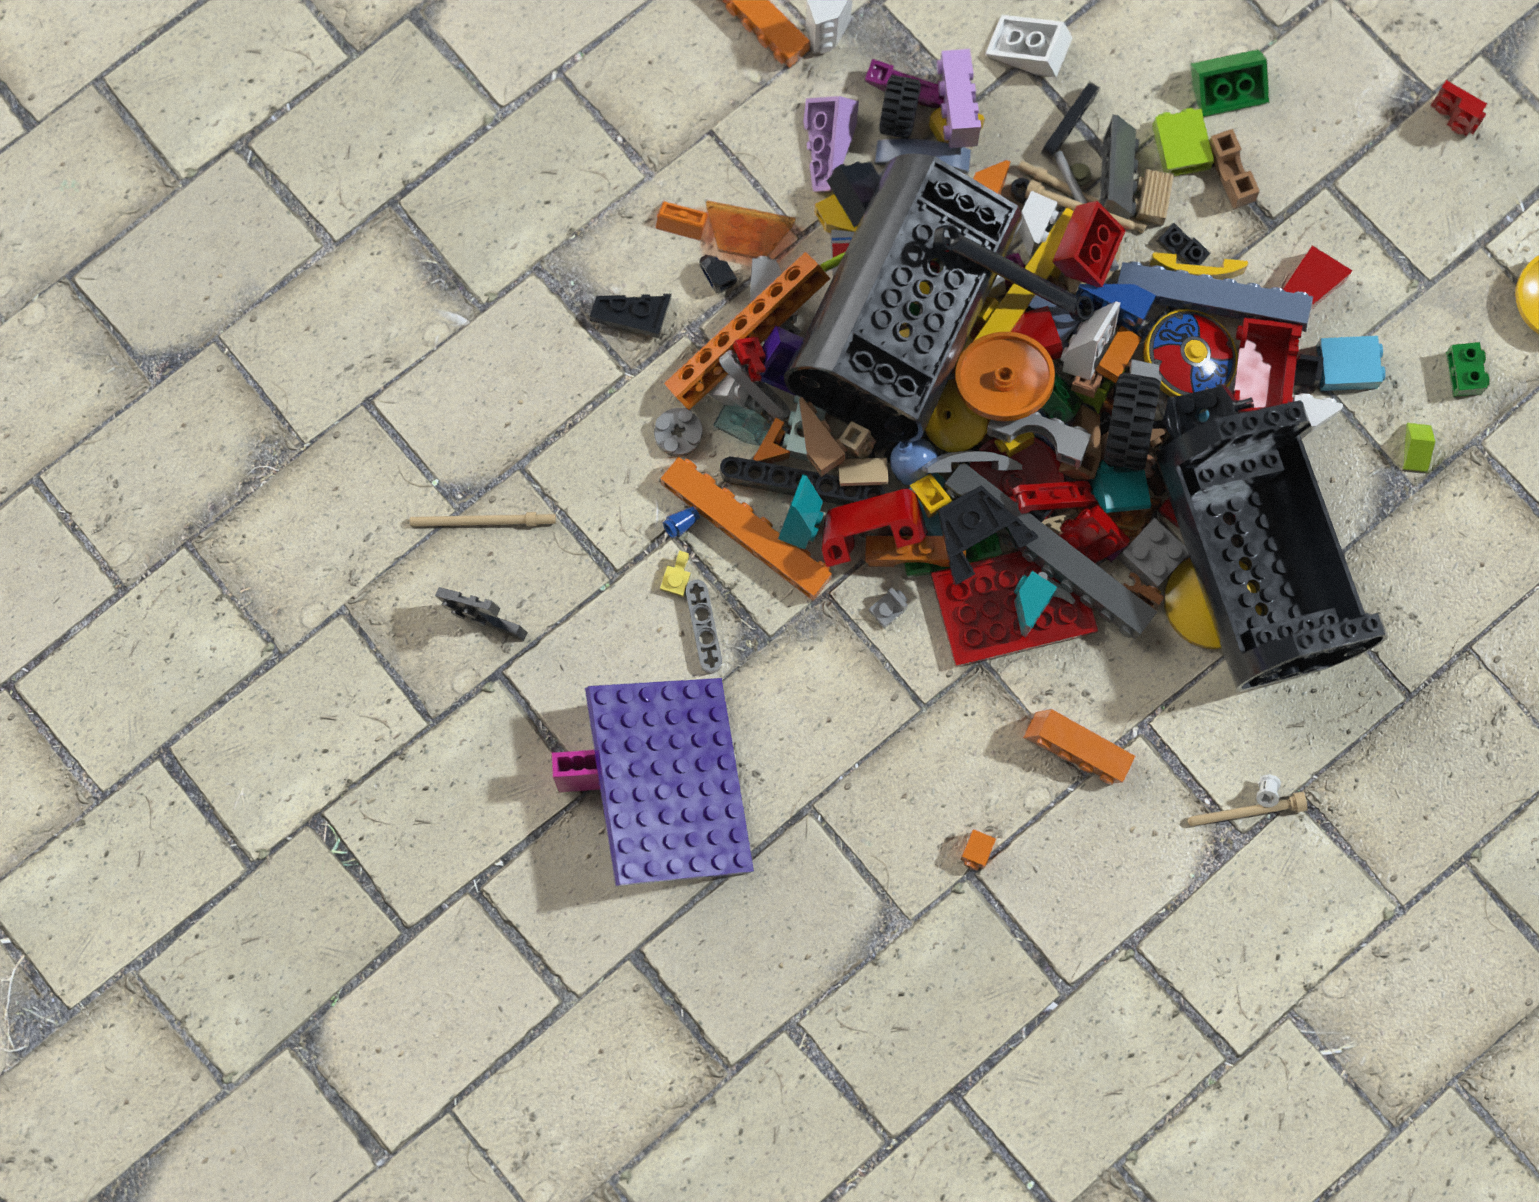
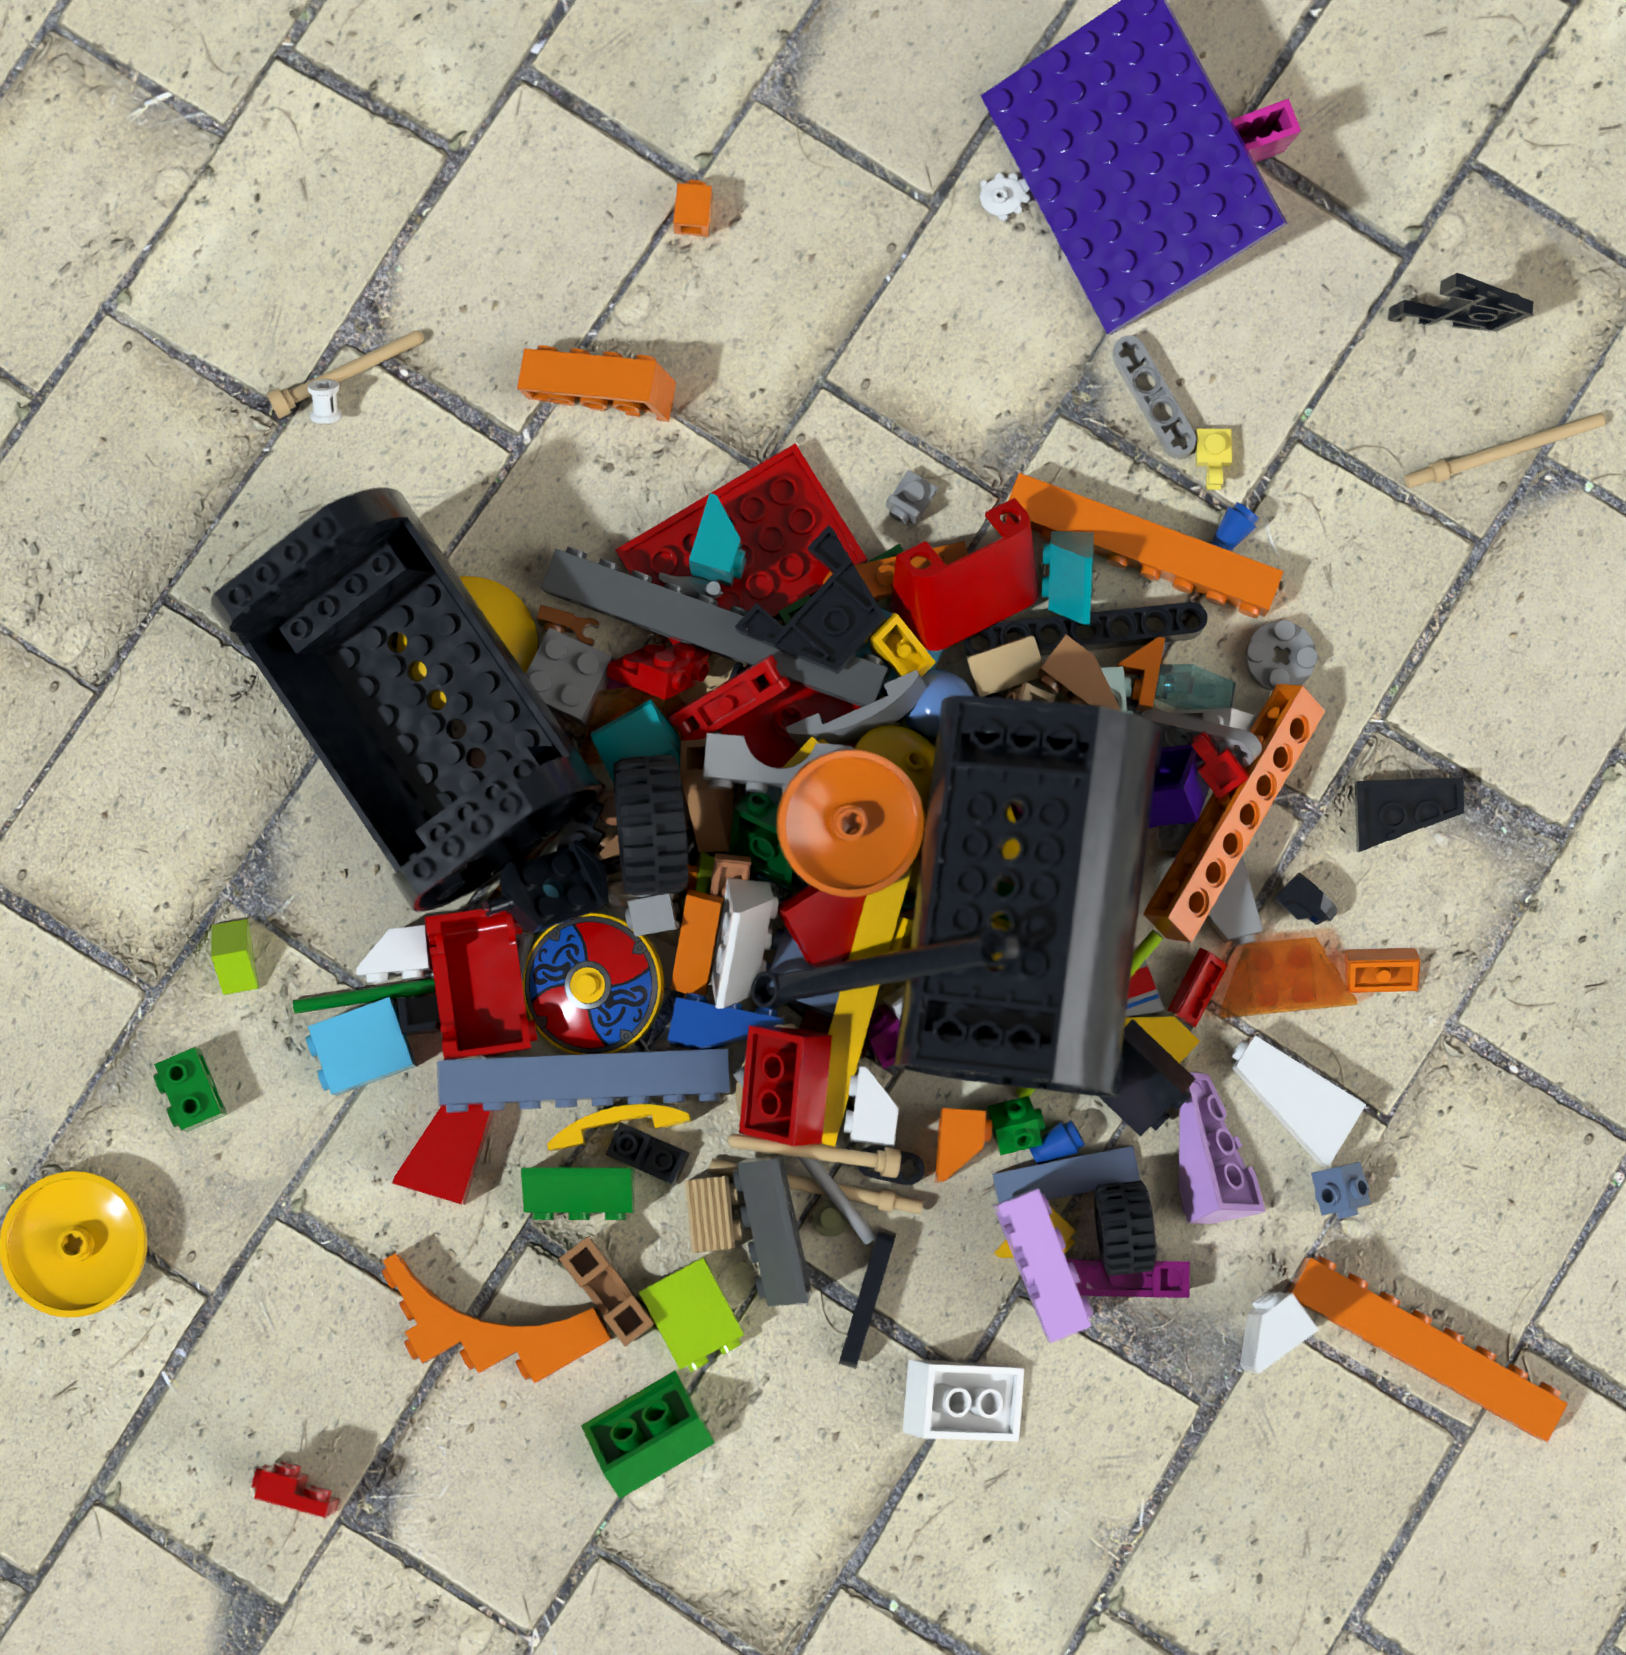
camera: 165 degrees right, 5 degrees up
(755, 94) = (1341, 1190): none -> sand blue brick
(760, 154) = (1303, 1101): none -> white slope
(760, 796) = (1003, 195): none -> white piece
(803, 241) = (1197, 987): none -> red plate
(1234, 235) = (578, 1192): none -> green slope
(1342, 181) = (441, 1327): none -> orange arch
(1342, 397) = (363, 996): none -> green bar

